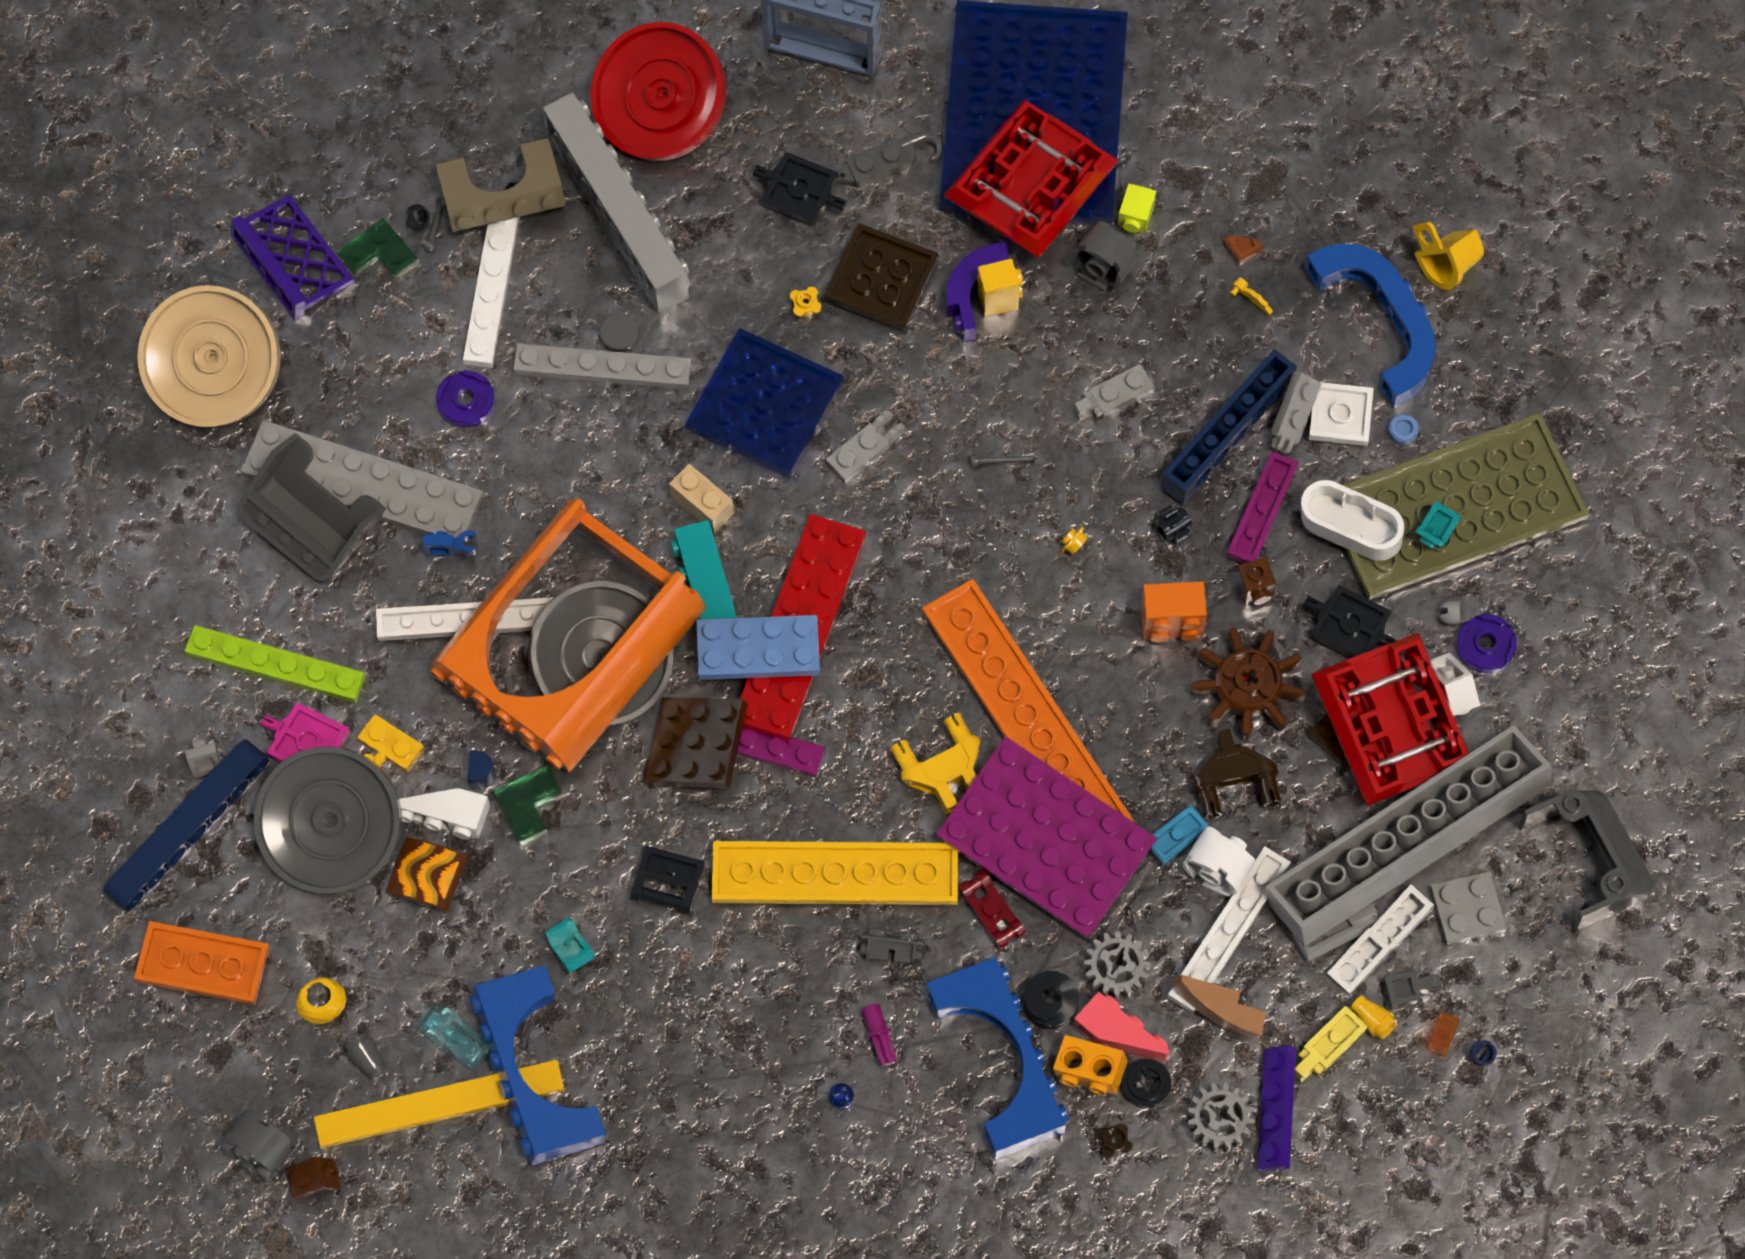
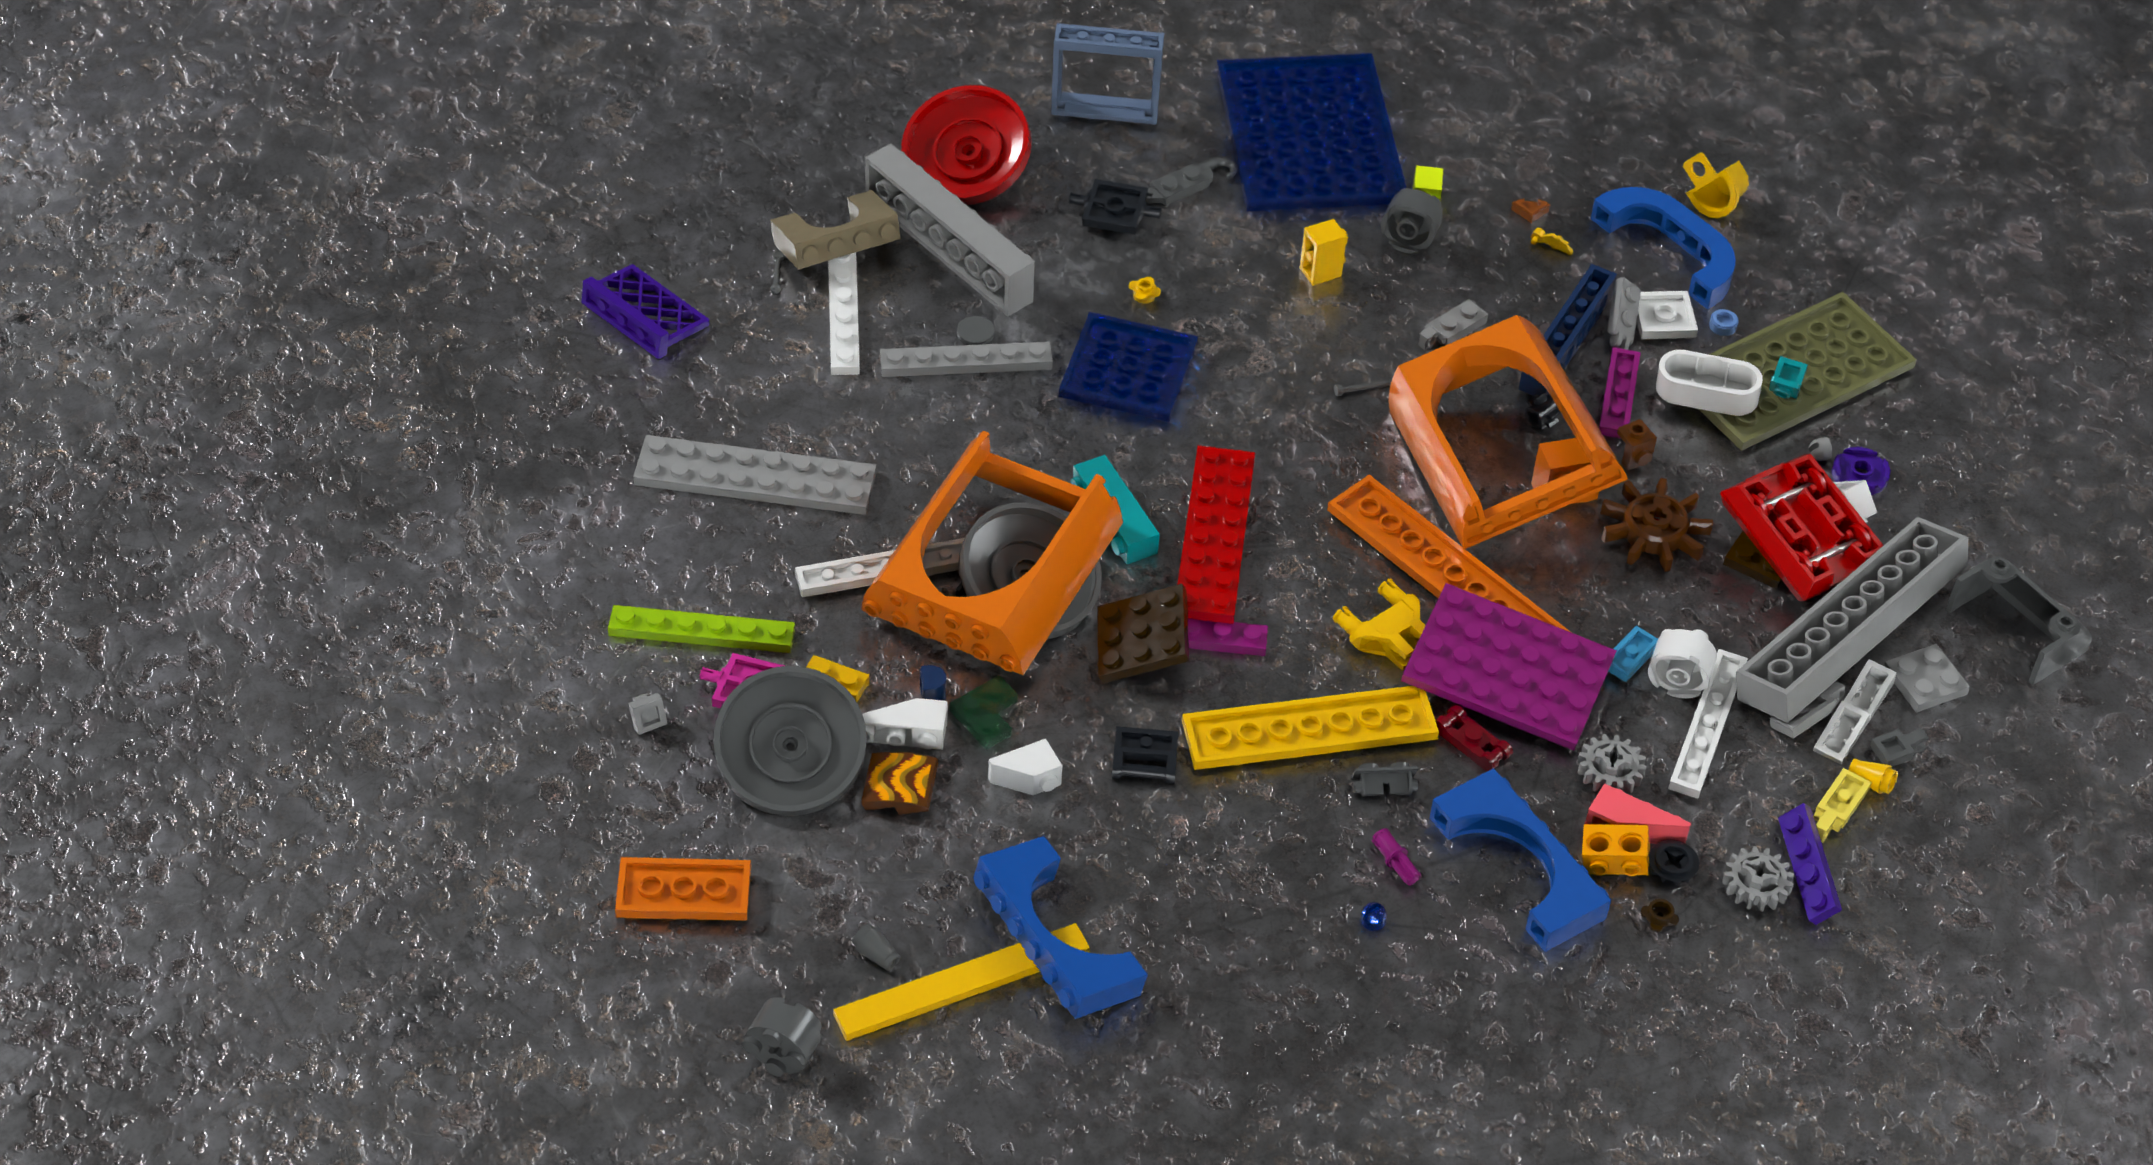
camera: 15 degrees left, 20 degrees down
(186, 825) = (640, 772): dark blue beam -> none
(208, 356) = (584, 384): tan container -> none
(303, 515) = (705, 499): dark grey windscreen -> none
(313, 1177) = (844, 1064): reddish brown bracket -> none
(324, 1013) = (815, 918): yellow piece -> none
(380, 244) = (732, 292): clear green plate -> none
(423, 214) = (763, 262): black hinge -> none
(445, 545) = (850, 510): blue plate -> none
(454, 1036) = (963, 915): clear light blue slope -> none
(469, 414) = (840, 411): dark purple tile -> none
(550, 880) = (1027, 769): none -> white slope
(569, 945) = (1061, 822): teal bracket -> none
(701, 498) = (1087, 439): tan brick -> none
(758, 647) = (1183, 545): medium blue plate -> none
(864, 447) = (1232, 391): light grey hinge -> none
(881, 277) = (1210, 262): dark brown plate -> none
(963, 286) = (1287, 266): dark purple arch -> none
(1033, 181) = (1328, 168): red piece -> none
(1062, 1010) = (1558, 802): black piece -> none
(1073, 540) = (1454, 434): yellow plate -> none
(1168, 478) = (1414, 408): none -> orange panel
(1221, 1006) = (1726, 780): medium nougat slope -> none
(1231, 767) = (1667, 591): dark brown connector -> none
(1349, 622) = (1726, 464): black plate -> none
(1443, 1034) = (1944, 782): clear orange piece -> none
(1487, 1057) = (1994, 793): dark blue hinge -> none

